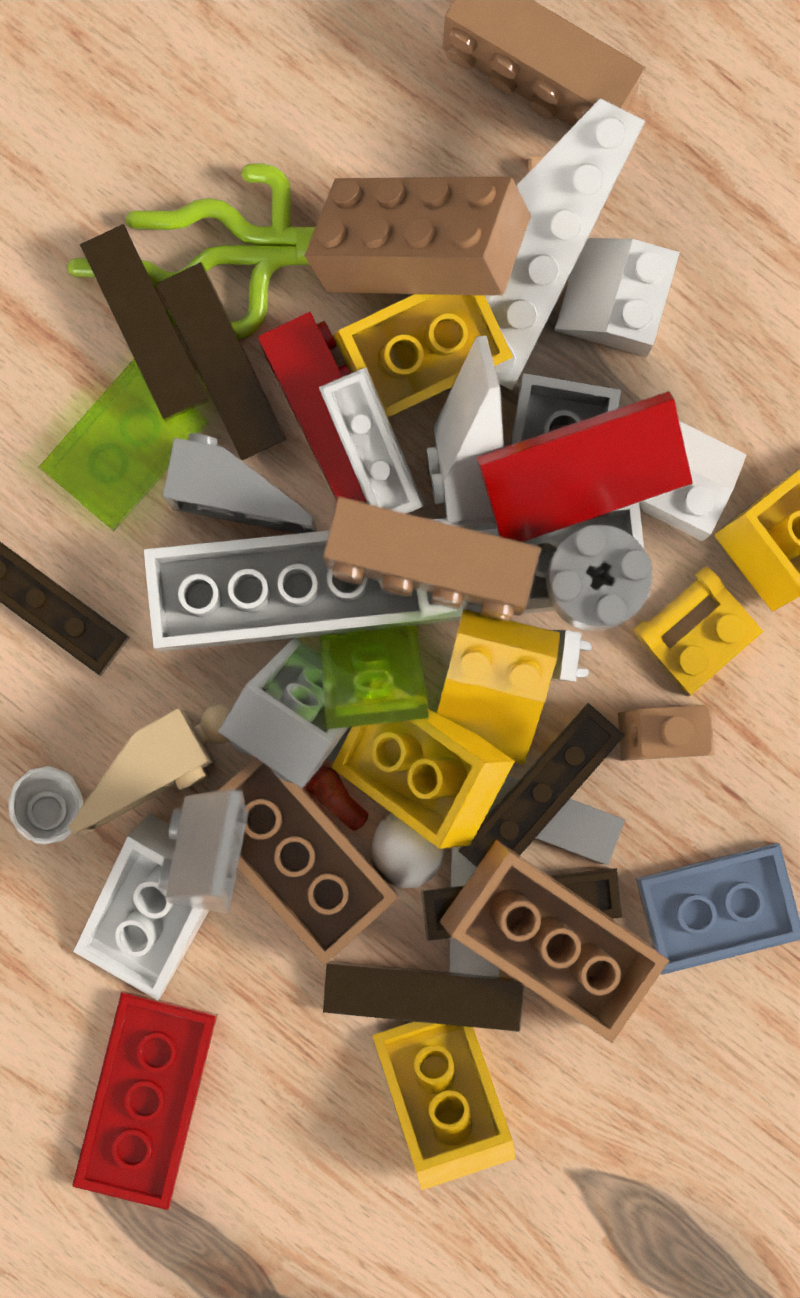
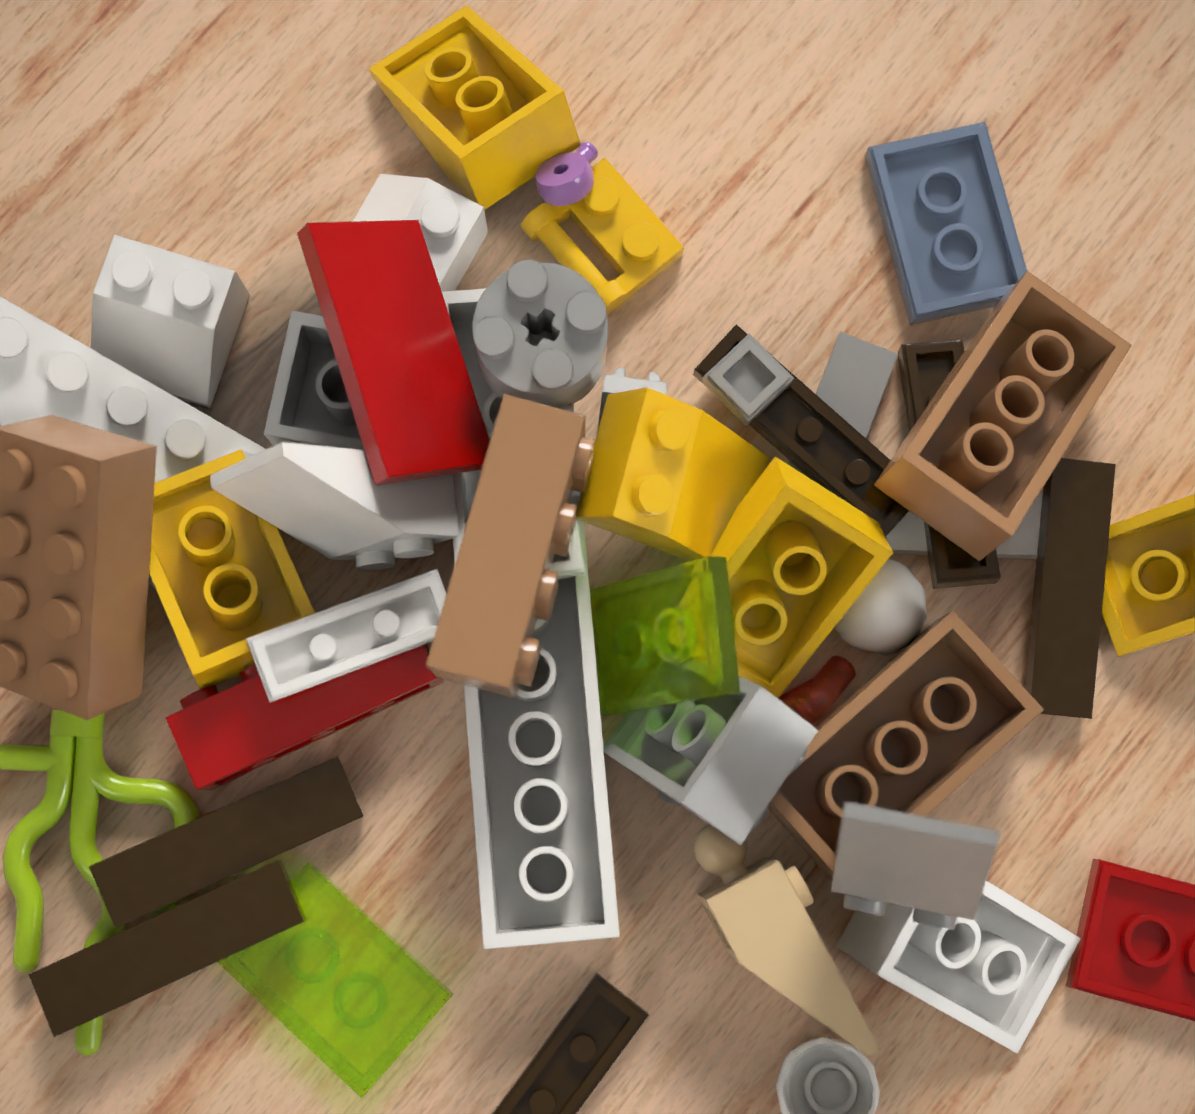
camera: 90 degrees left, 5 degrees down
(219, 485) = (398, 839): light grey slope -> none
(578, 743) = (747, 379): none -> light grey tile
(666, 732) = (734, 268): medium nougat torso -> none
(743, 600) = (567, 176): none -> medium lavender piece

